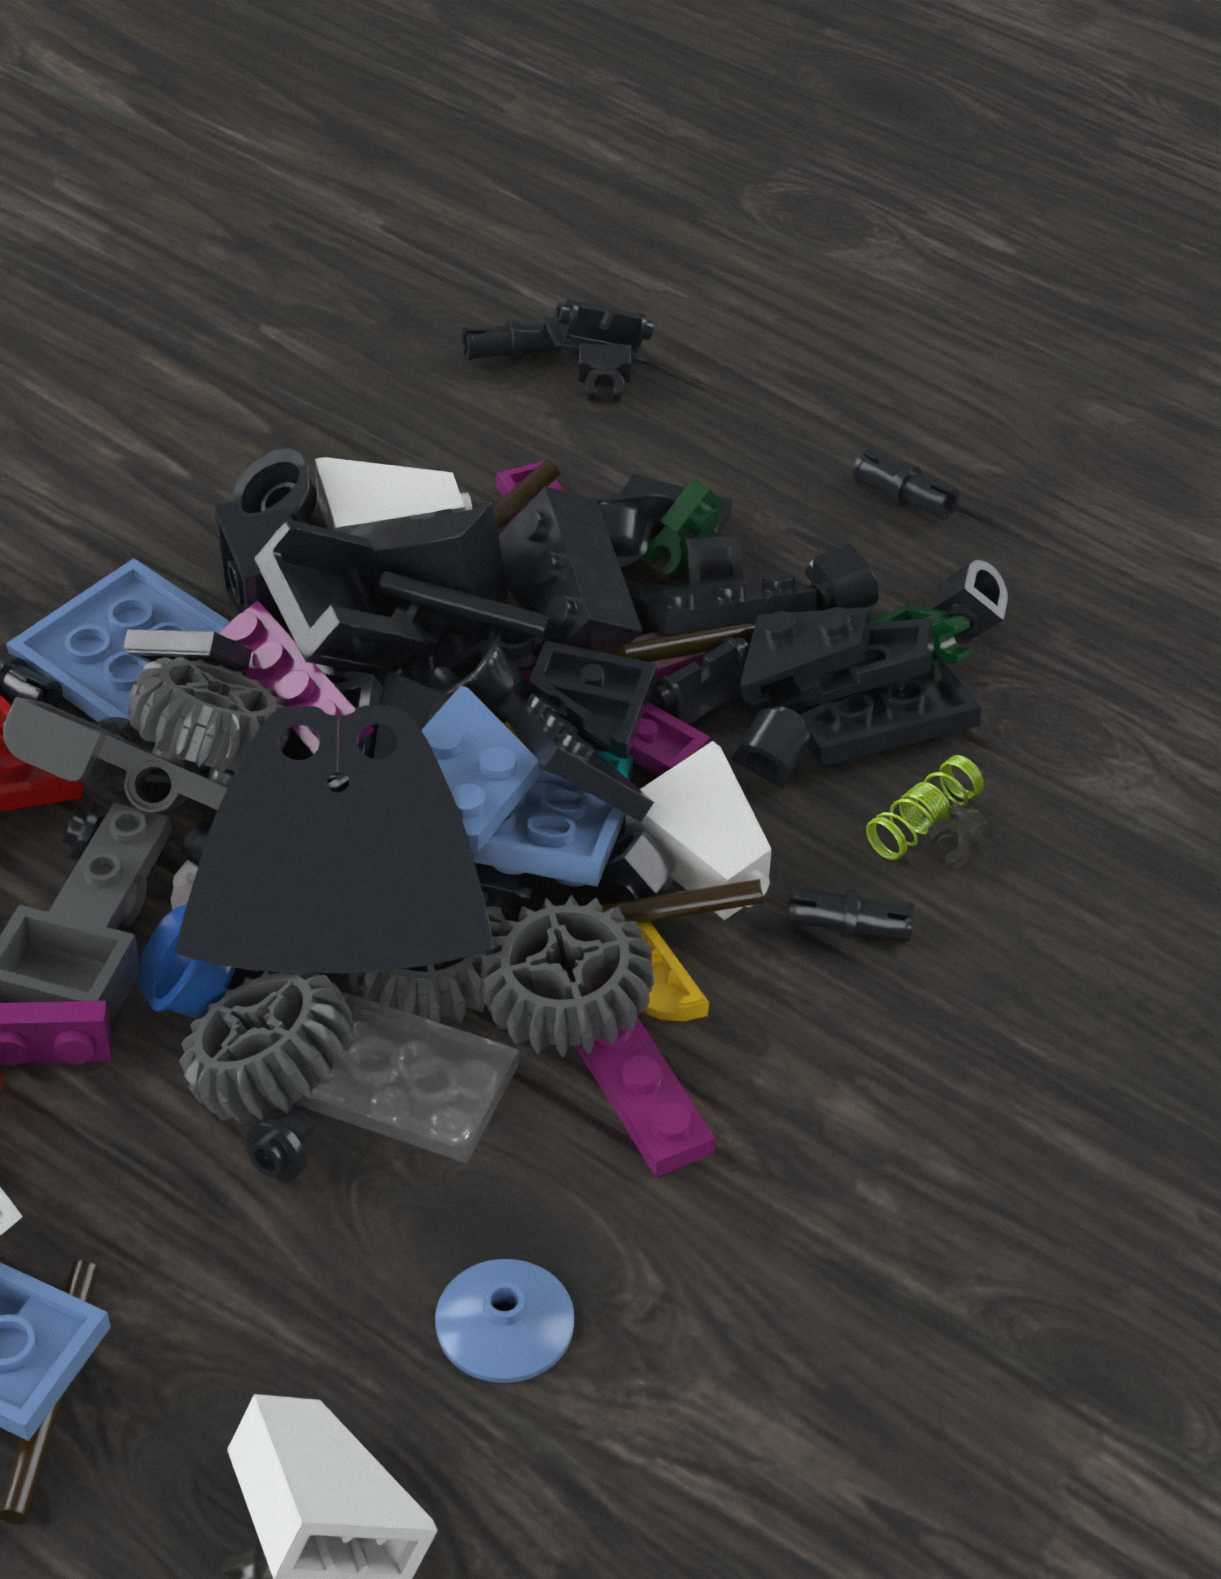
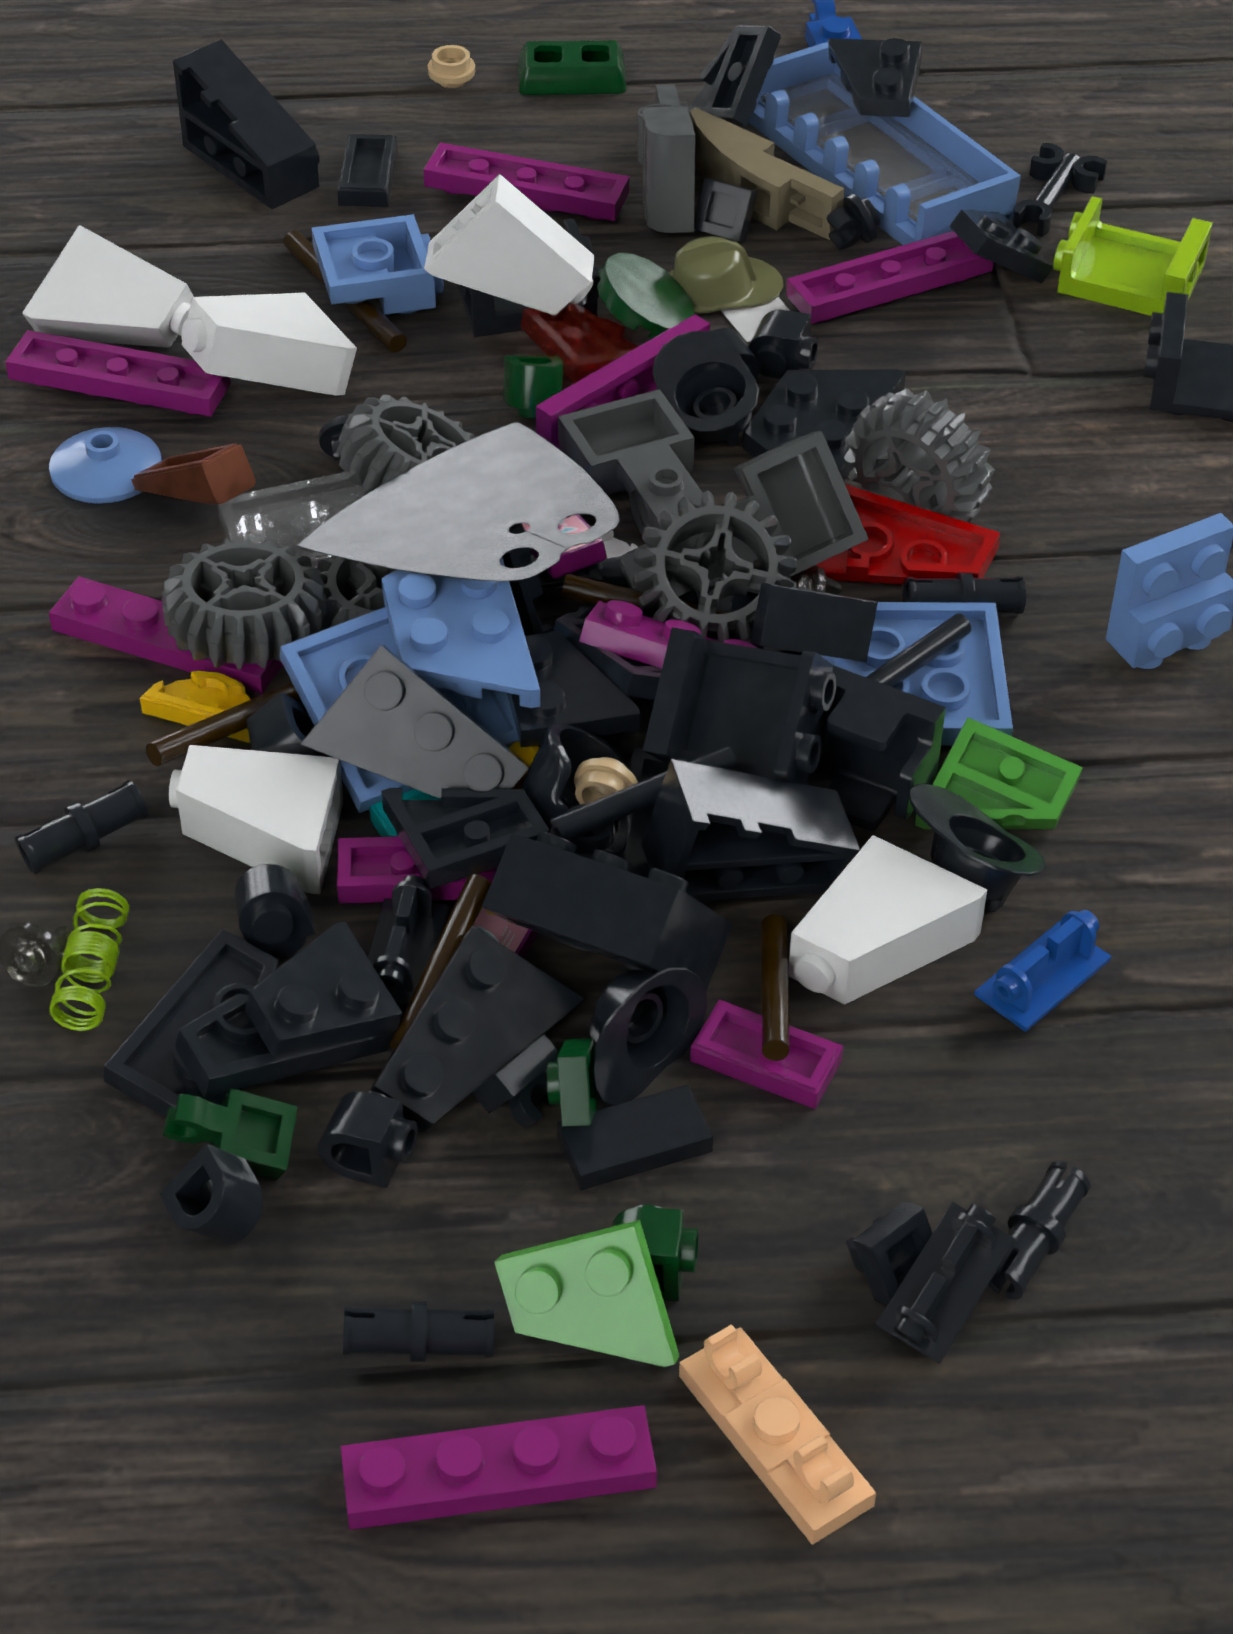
camera: 140 degrees right, 0 degrees up
(50, 1083) = (531, 381): none -> dark green plate
(116, 628) = (922, 651): none -> black bar
(180, 539) = (1007, 778): none -> bright green wing
(229, 1302) = (269, 341): none -> white slope
(348, 436) = (1046, 971): none -> blue hinge
(398, 1413) = (116, 373): none -> magenta plate
(445, 1141) = (199, 476): none -> copper slope
(465, 650) = (600, 778): none -> tan plate
(737, 438) = (669, 1244): none -> dark green plate
(756, 352) = (776, 1434): none -> light nougat plate
(785, 416) = (591, 1294): none -> bright green wing
(918, 419) = (498, 1467): none -> magenta plate

